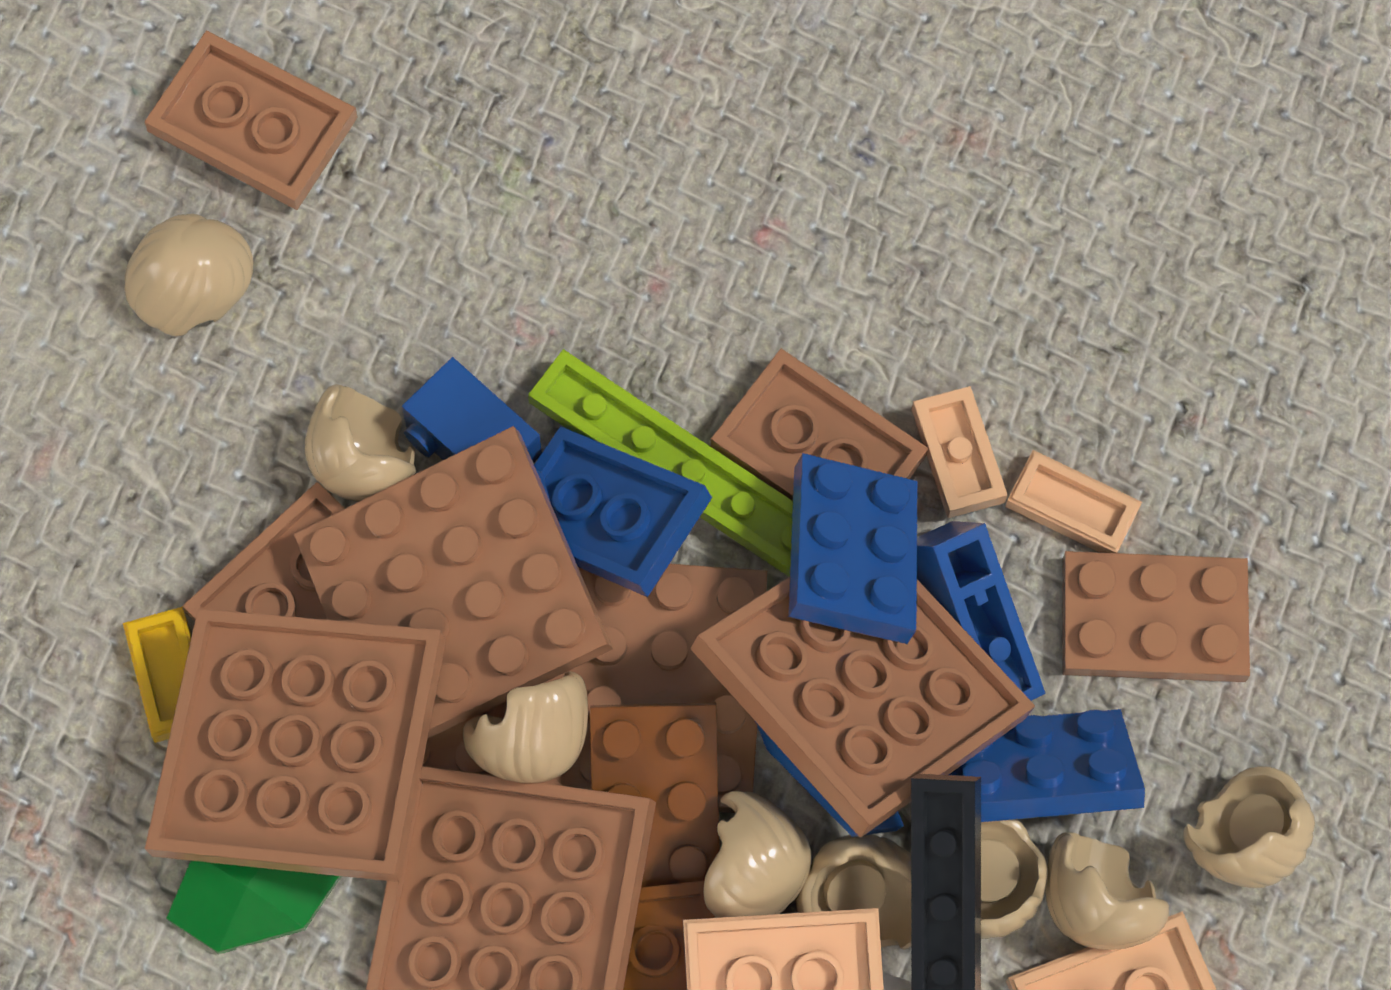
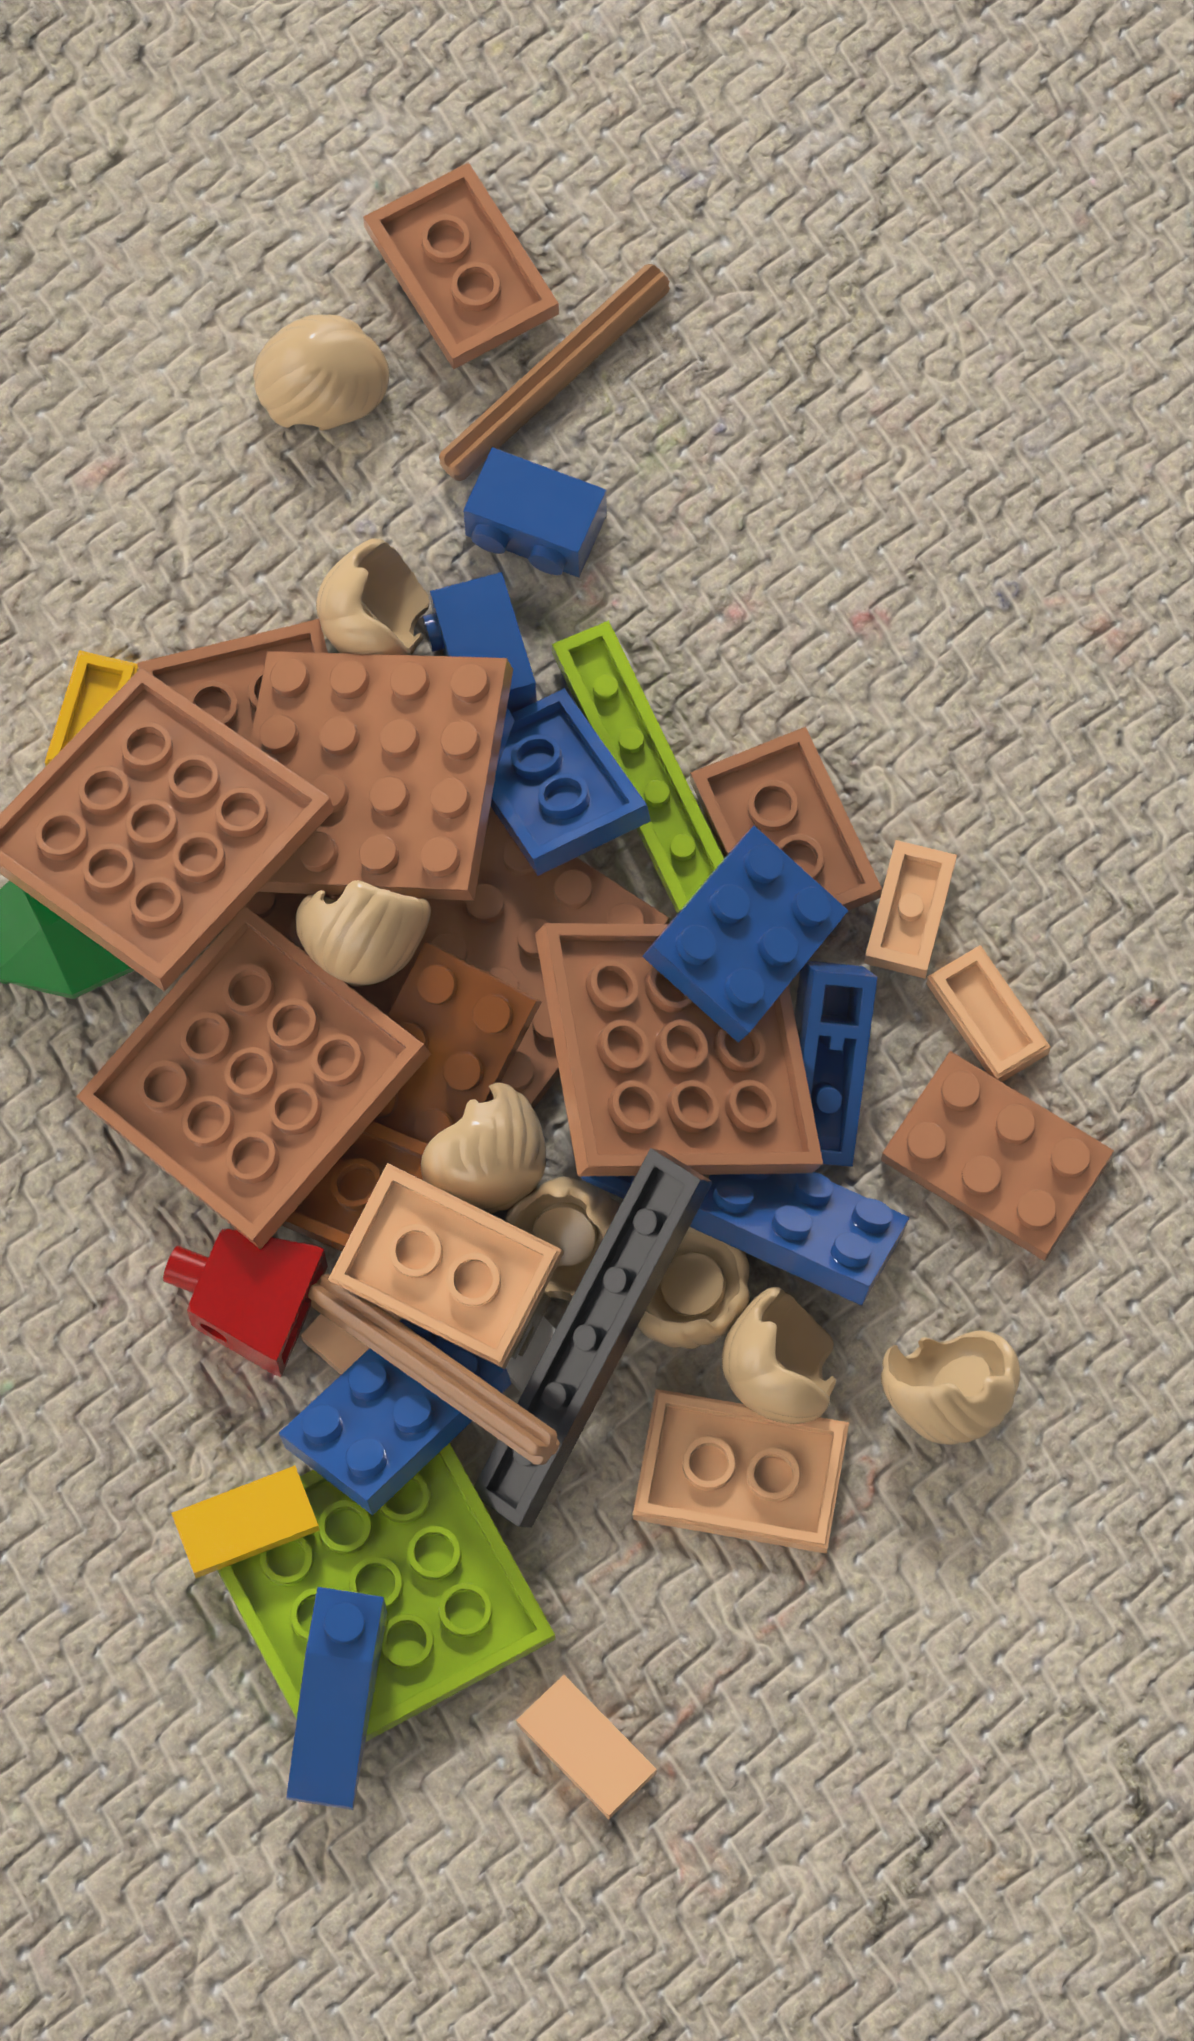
camera: 35 degrees right, 0 degrees up
(384, 169) = (554, 372): none -> medium nougat axle
(444, 293) = (534, 513): none -> blue brick

